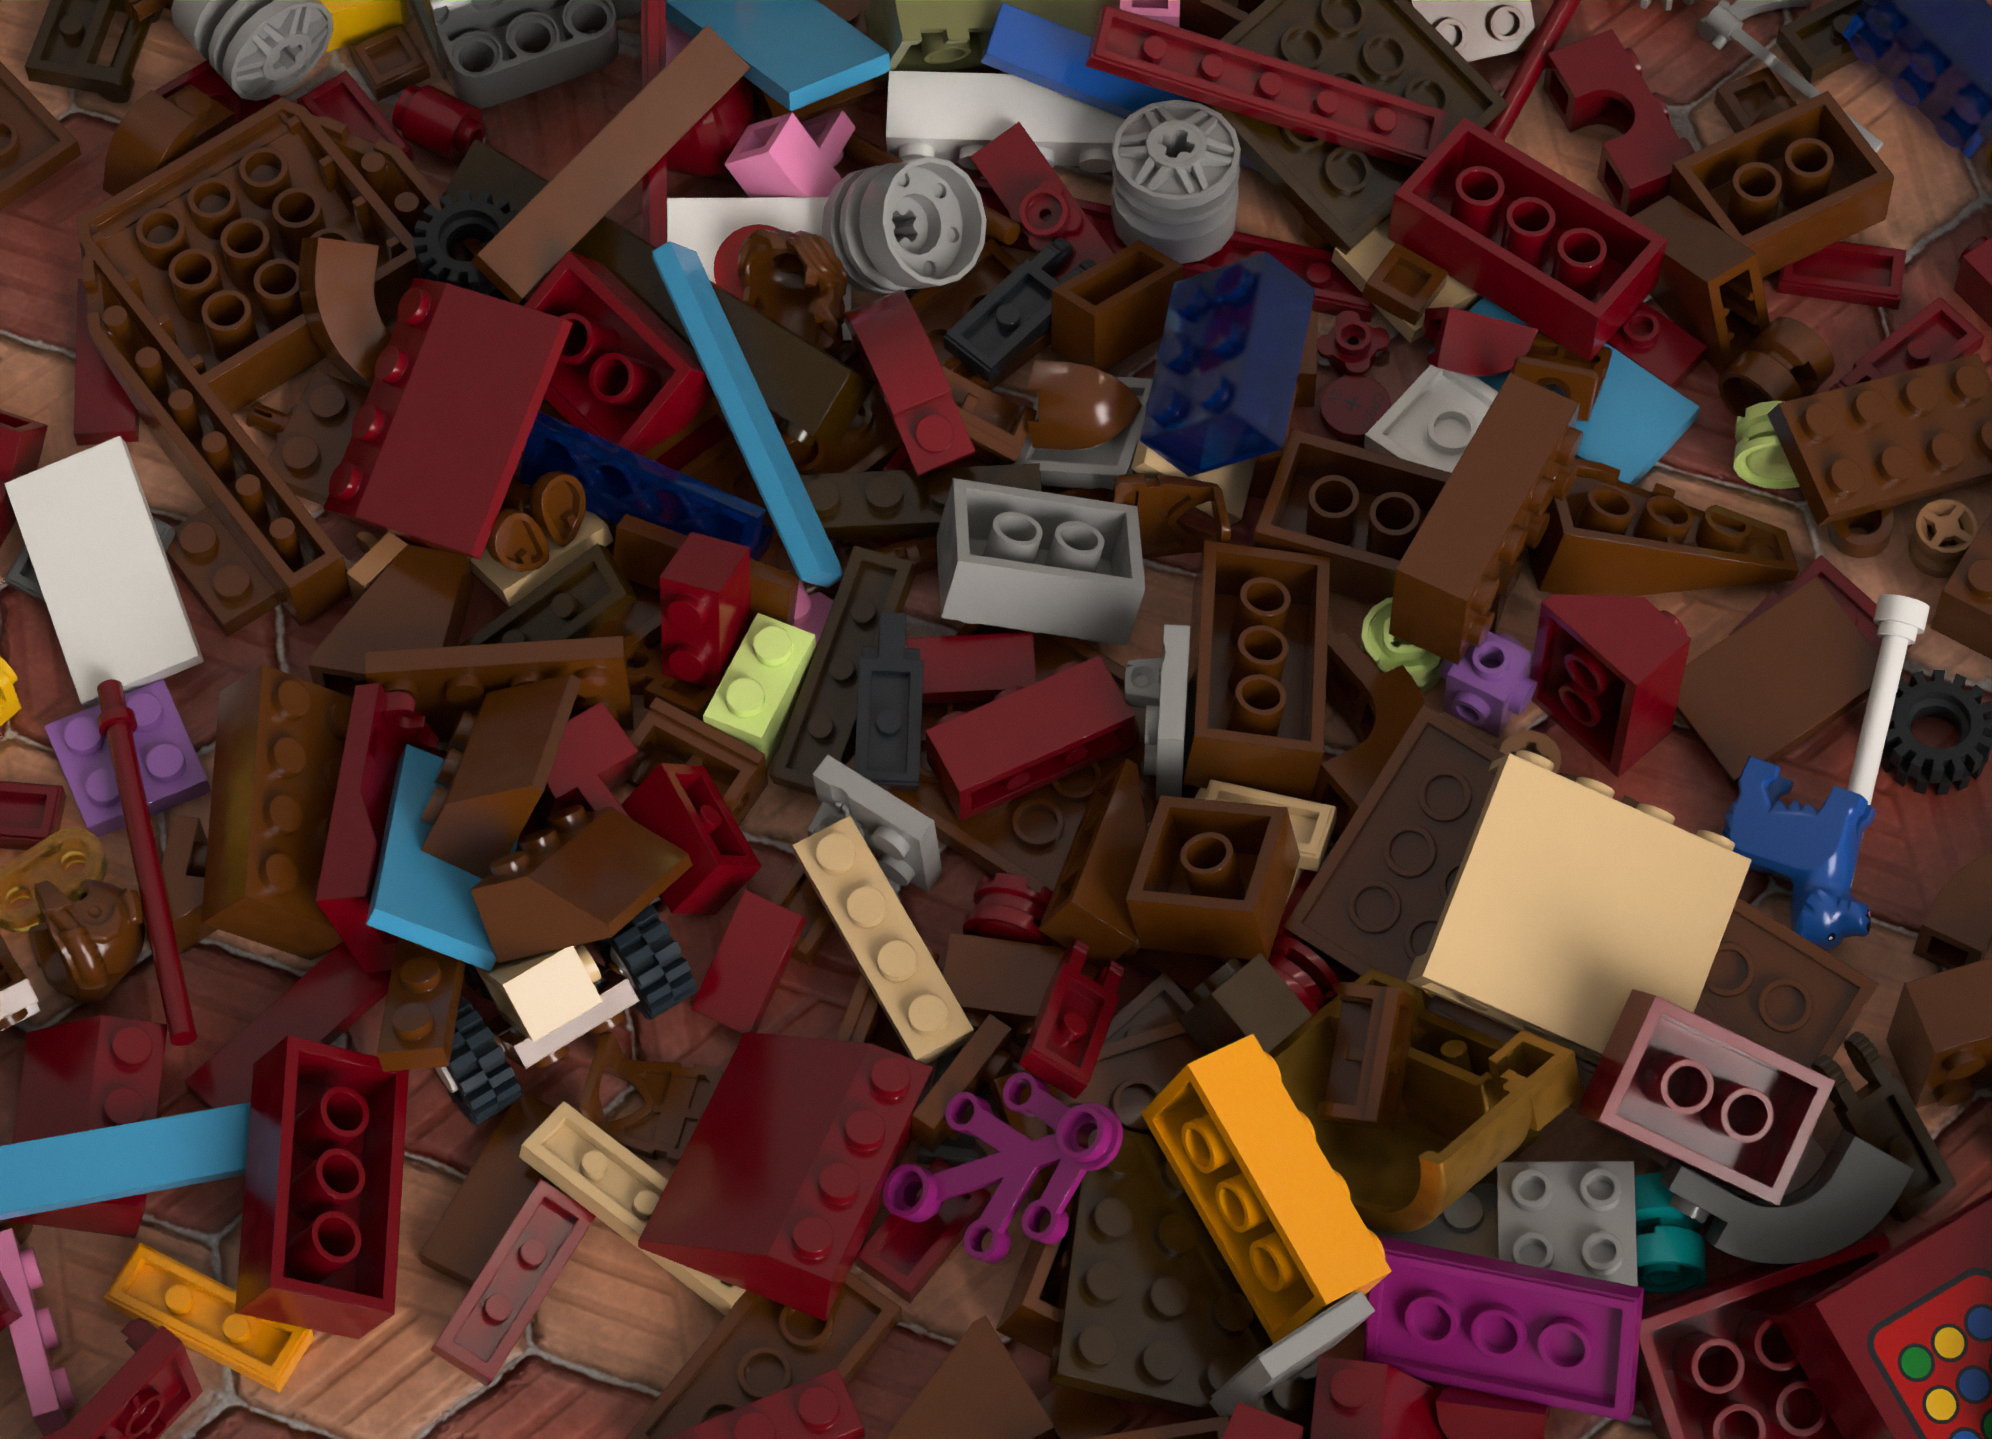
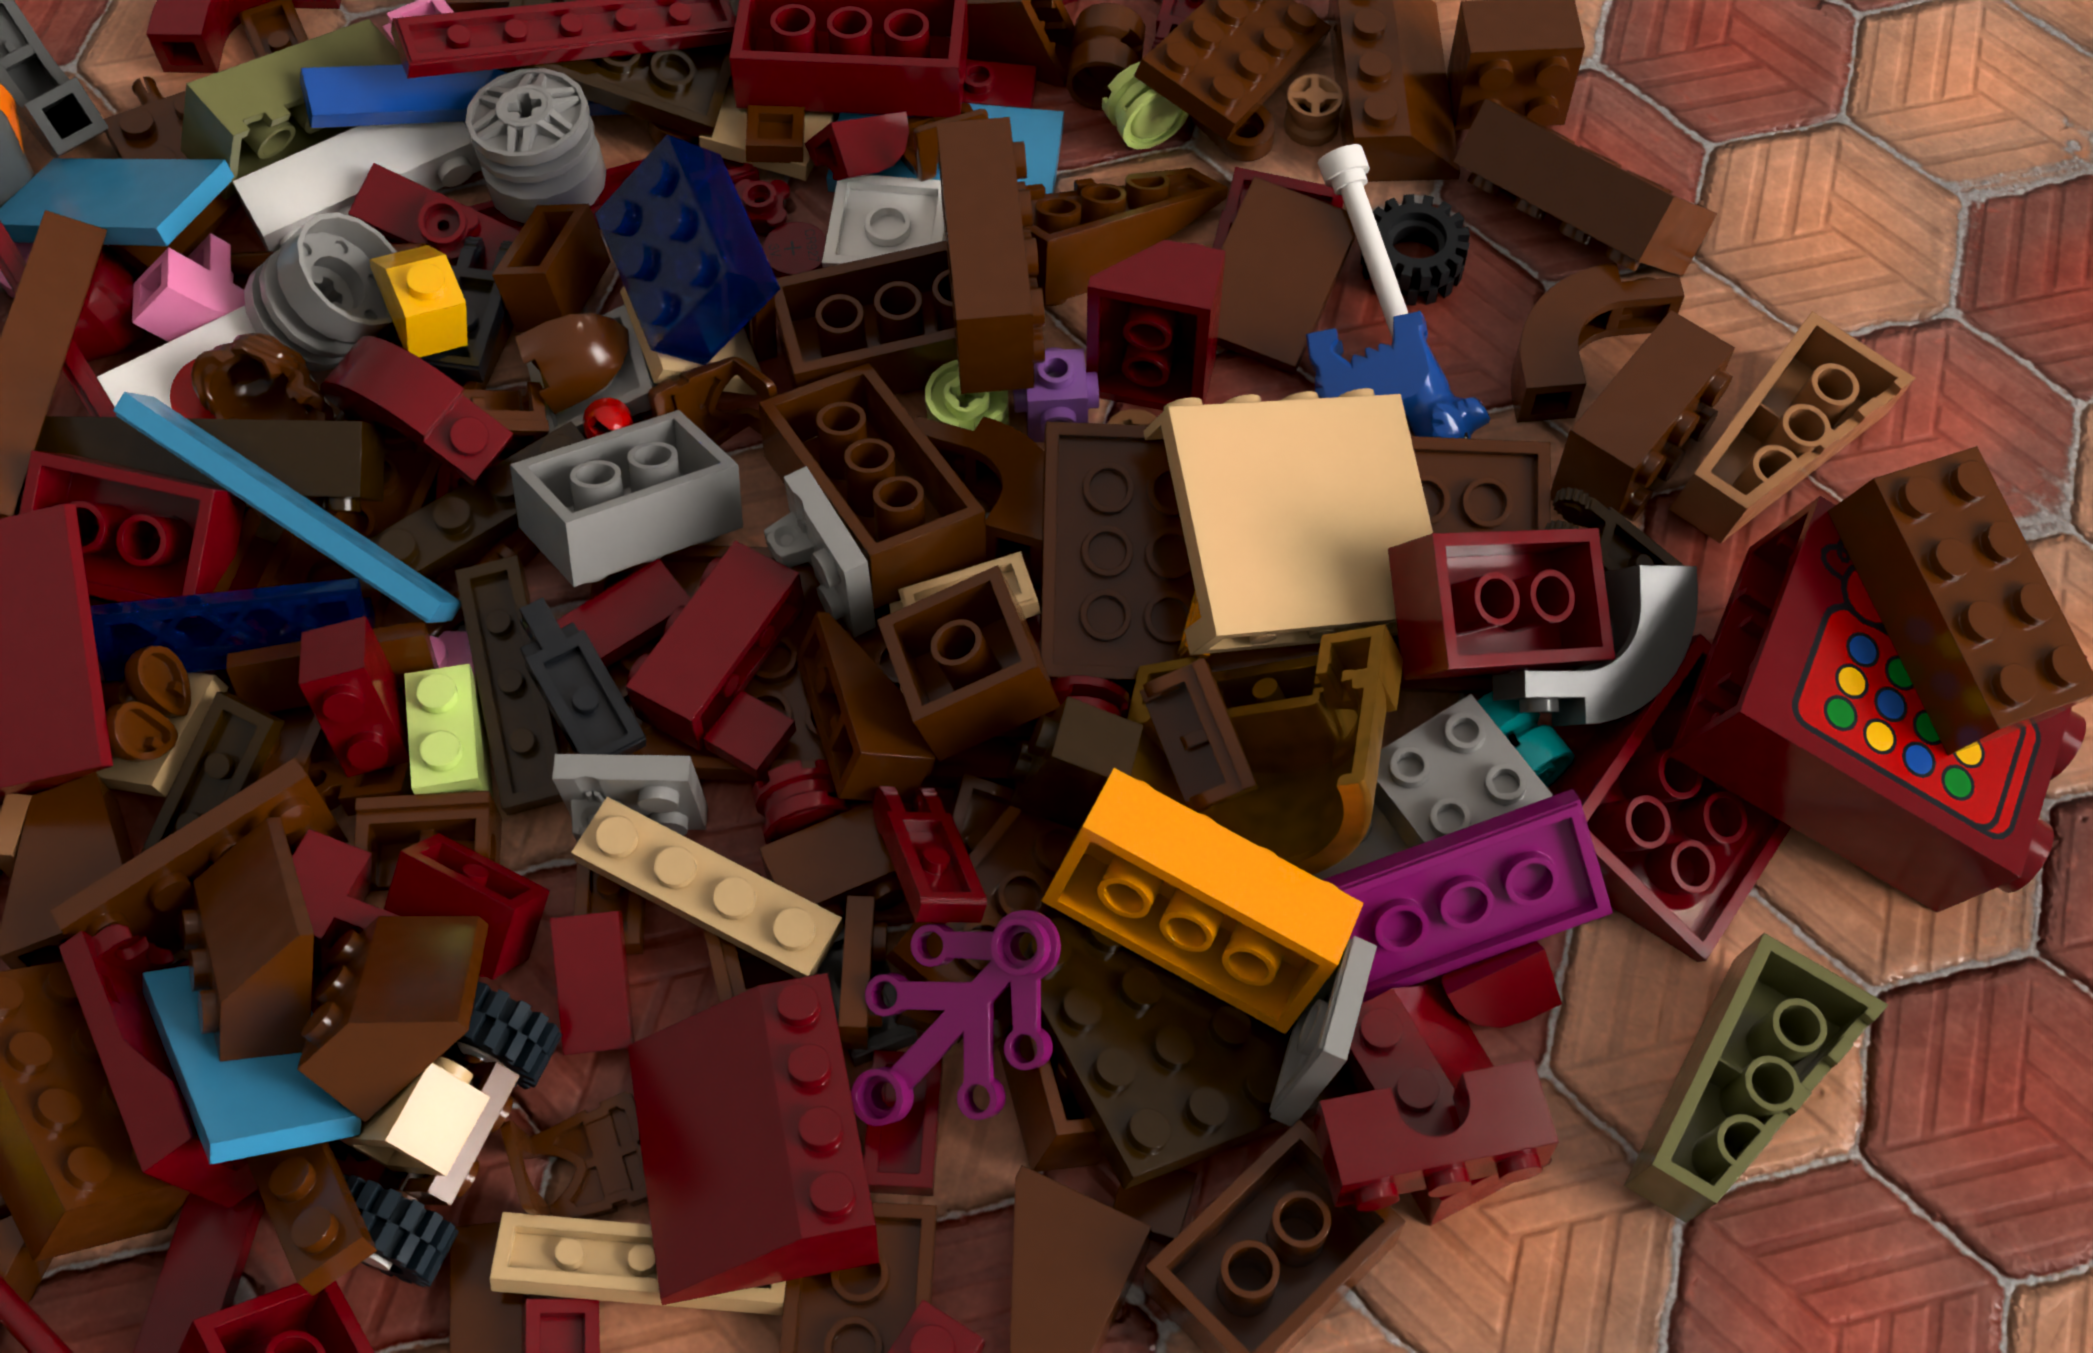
camera: 35 degrees left, 0 degrees up
(975, 280) = (422, 299): none -> yellow slope
(1009, 832) = (750, 734): none -> dark red tile
(1073, 477) = (609, 412): none -> red hinge

